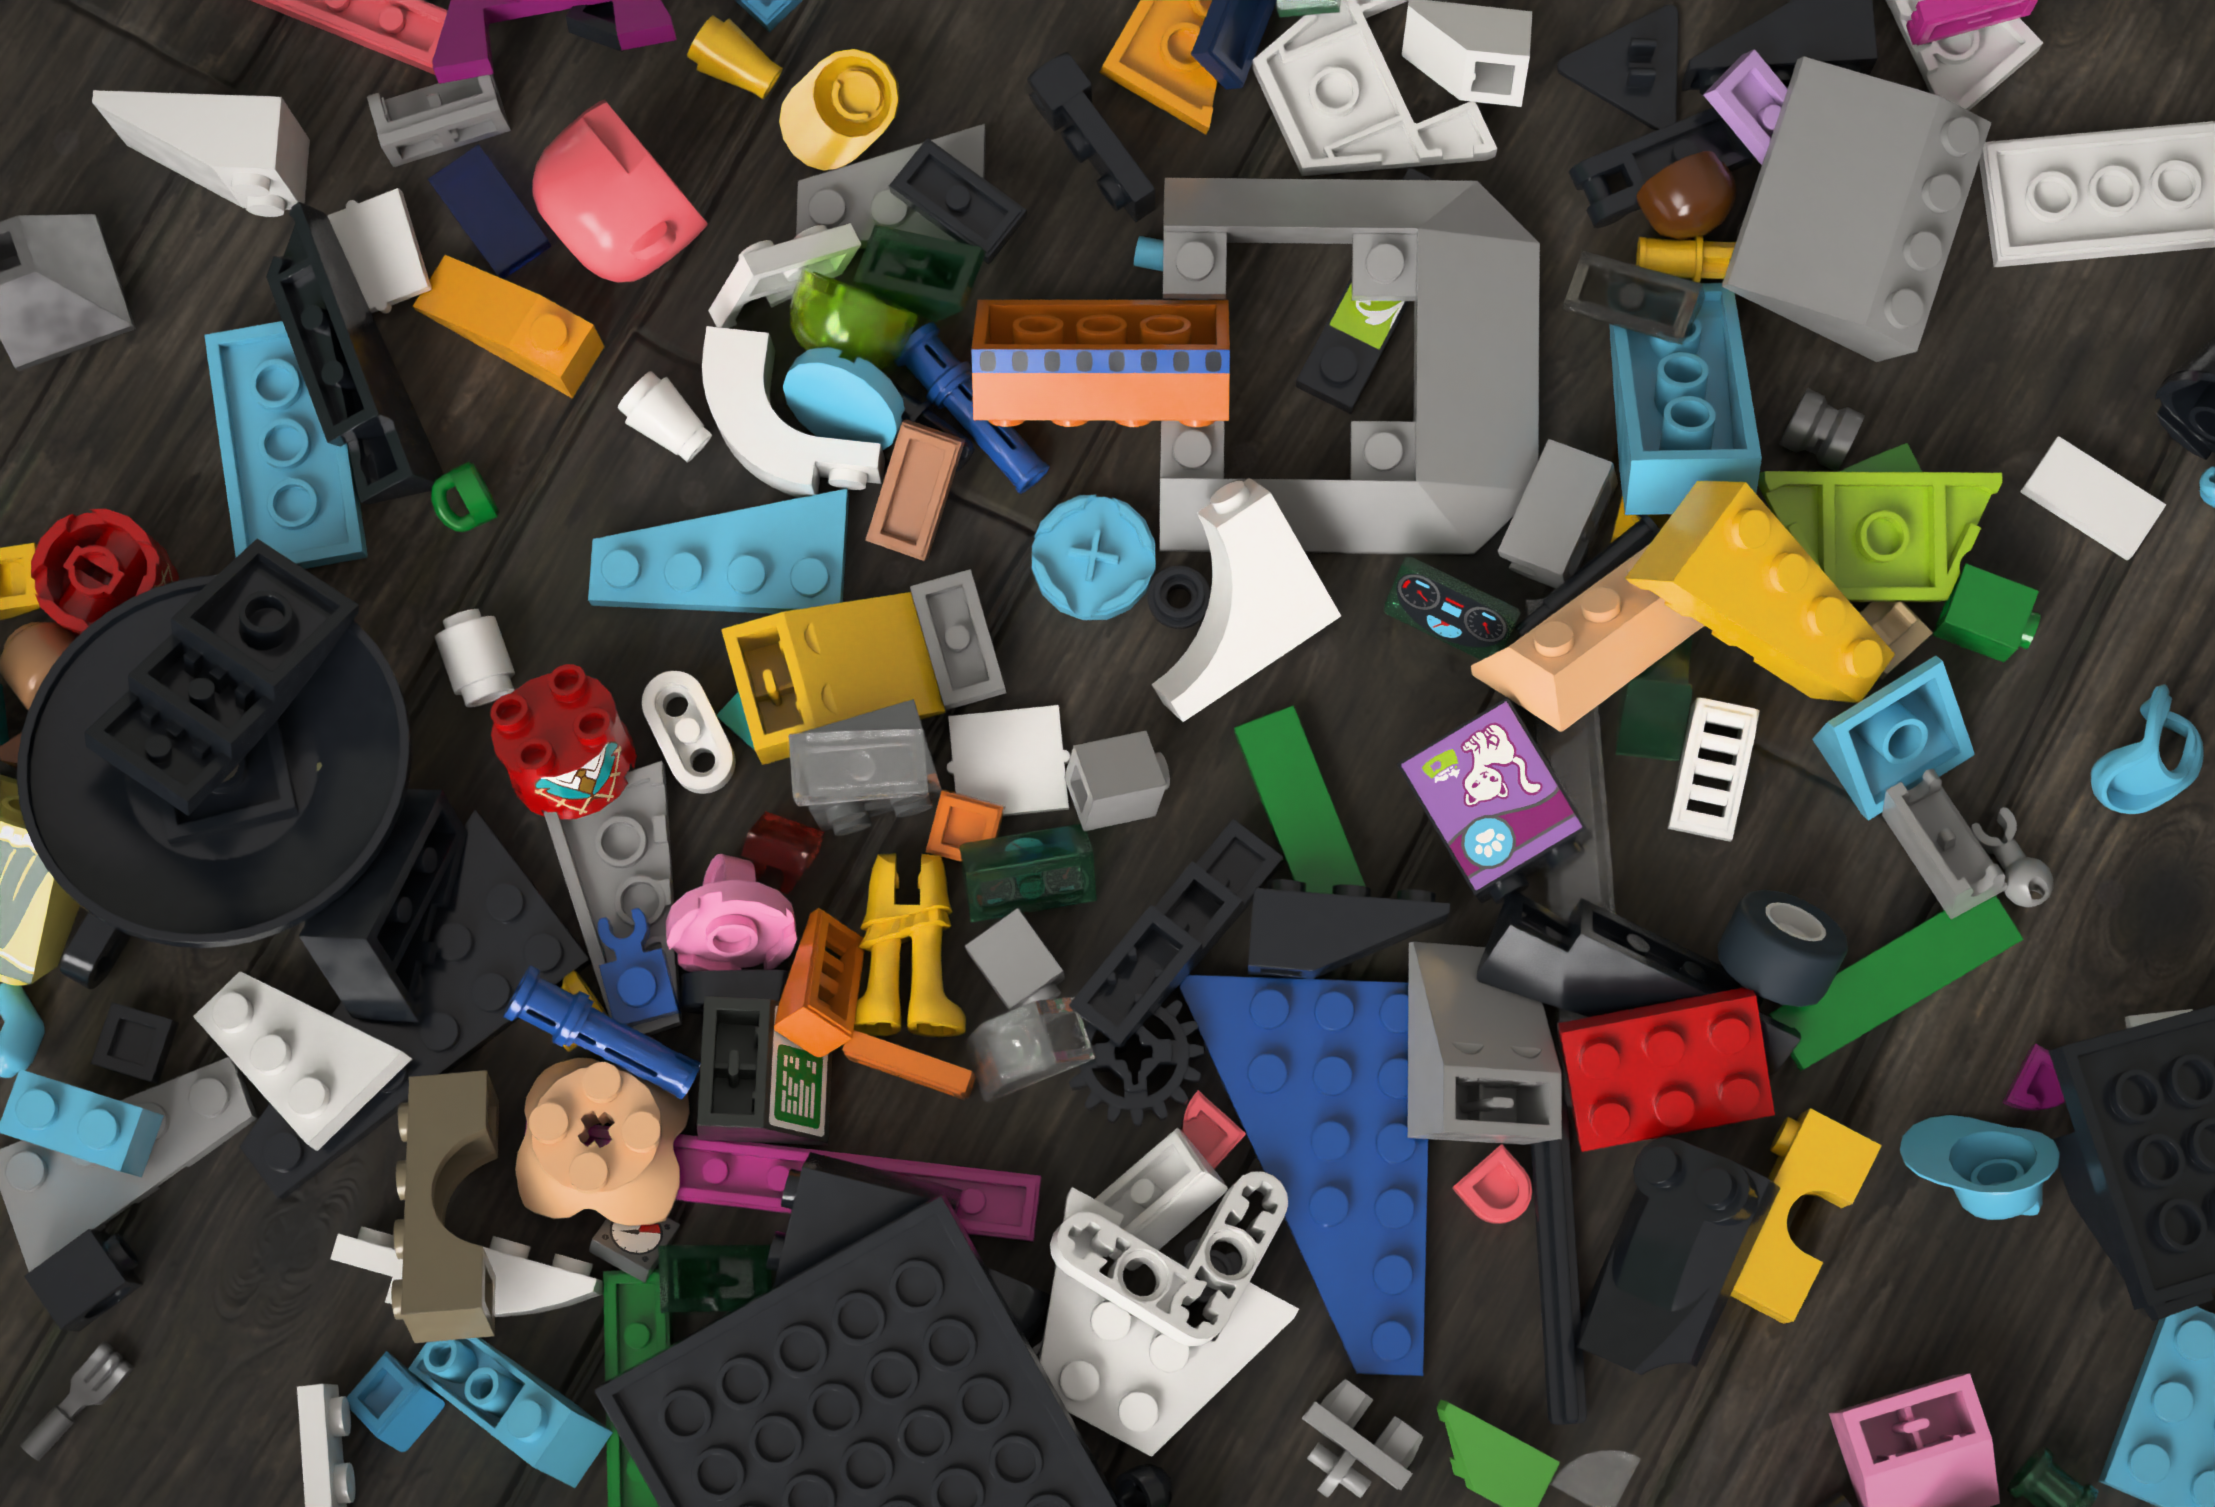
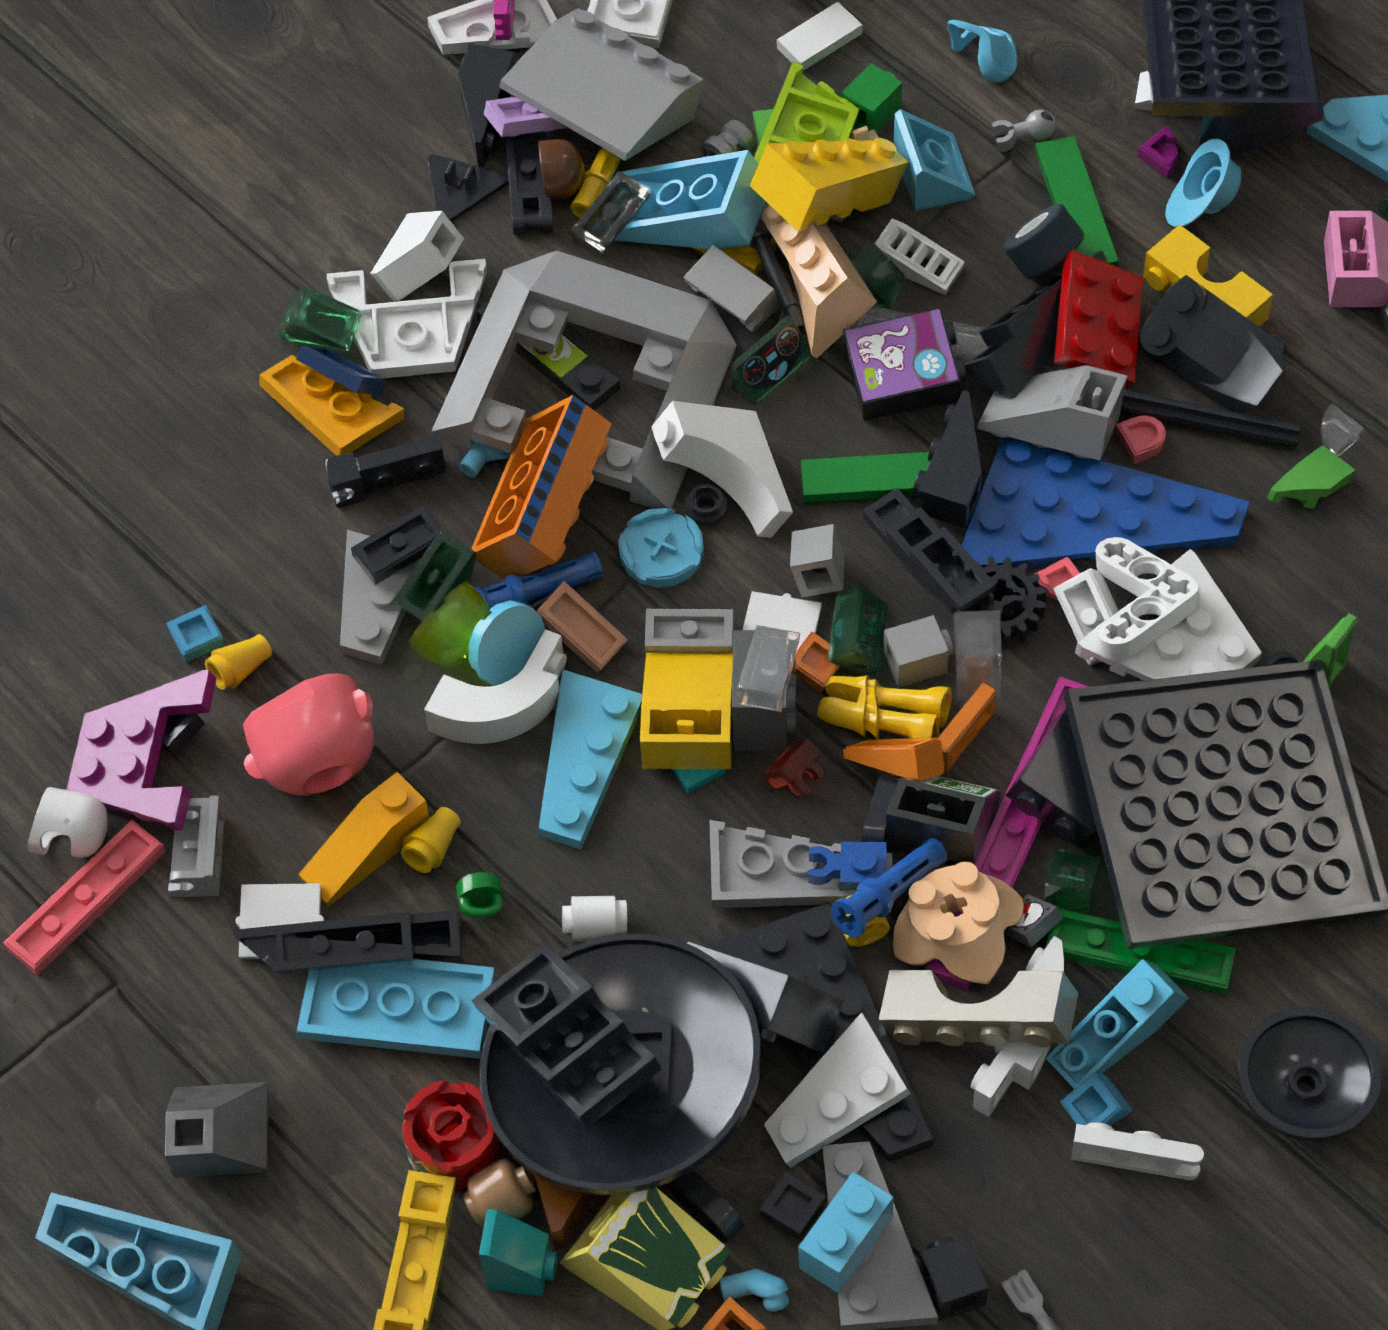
camera: 75 degrees left, 20 degrees down
(227, 143) = (166, 980): white slope -> none
(489, 212) = (279, 838): clear blue tile -> none
(534, 406) = (429, 842): none -> yellow cone
(563, 743) = (680, 865): red brick -> none
(664, 416) = (470, 763): white cone -> none
(688, 734) = (693, 801): white plate -> none
(731, 921) = (838, 798): bright pink tile -> none
(775, 269) = (399, 664): white wing -> none
(839, 109) = (303, 605): yellow cap -> none
(1386, 1457) = (1285, 550): light grey hips -> none
(1942, 845) = (1006, 158): light grey hinge -> none

